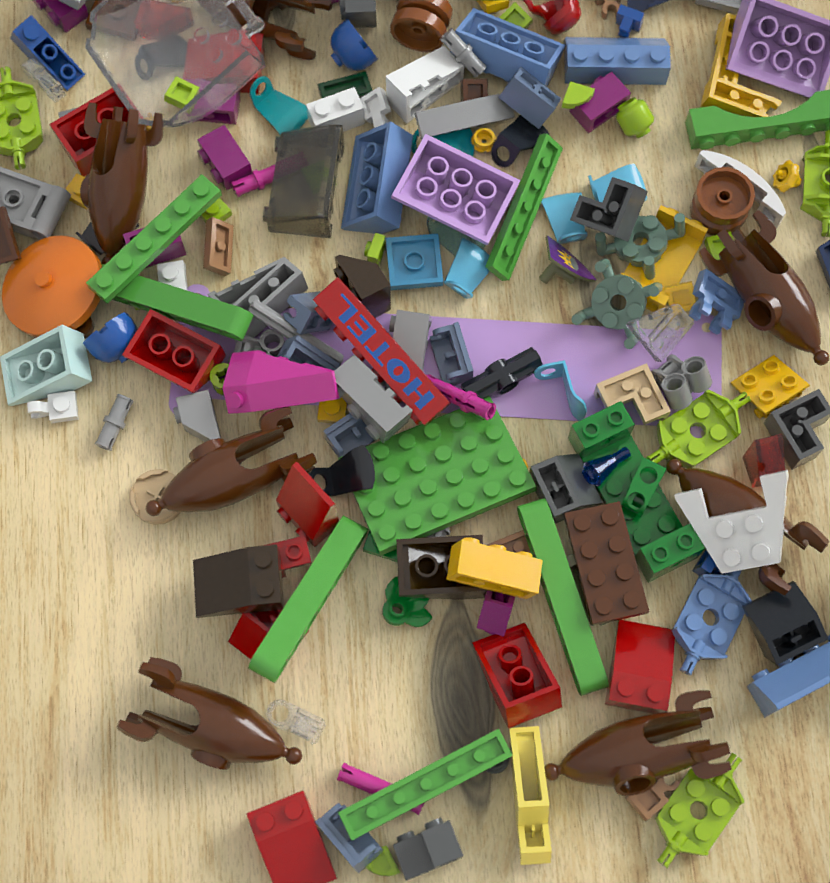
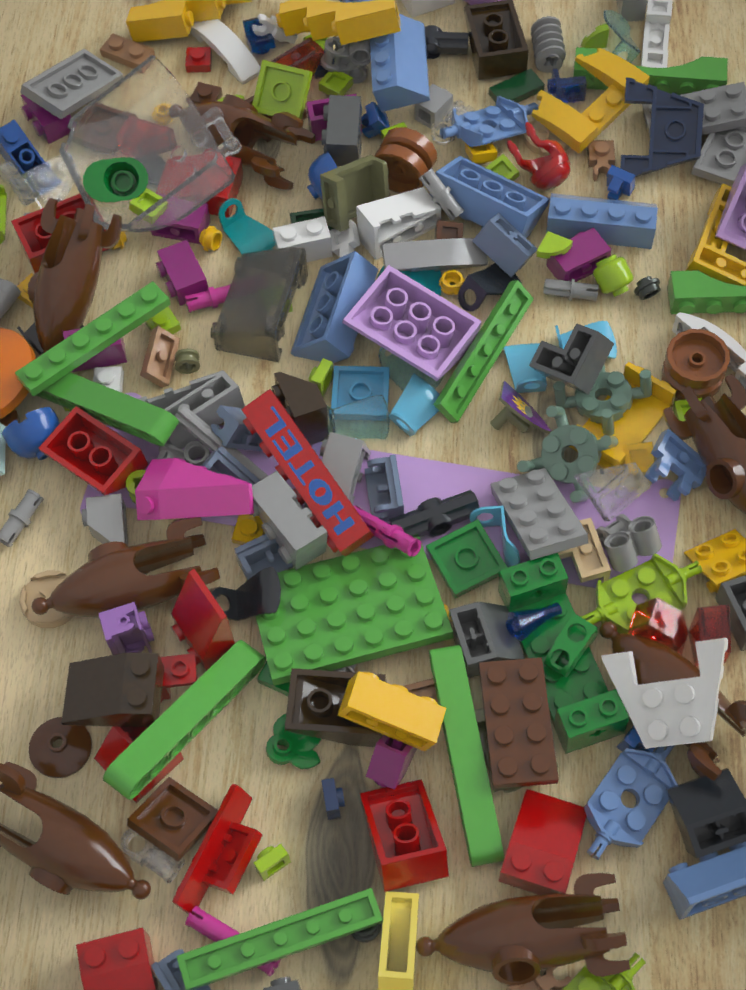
camera: 10 degrees right, 10 degrees down
(77, 77) = (49, 180): none -> clear wing
(147, 73) = (115, 179): none -> green piece
(194, 648) = (65, 759): none -> reddish brown dish
(237, 521) = (126, 629): none -> medium lavender hinge
(244, 247) = (187, 361): none -> olive bush
(245, 118) = (210, 238): none -> yellow plate
(310, 688) = (172, 819): none -> reddish brown plate
(360, 712) = (222, 853): none -> red bracket
(378, 56) = (352, 186): none -> olive panel
(404, 713) = (271, 861): none -> lime plate
(419, 289) = (361, 418): none -> clear light blue piece
(450, 651) = (333, 798): none -> dark blue plate
(536, 413) = (466, 558): none -> green plate
(597, 135) = (571, 289): none -> light grey axle
(598, 364) = (539, 514): none -> light grey plate
(668, 126) = (647, 287): none -> pearl dark grey plate
(719, 456) = (660, 623): none -> clear red slope

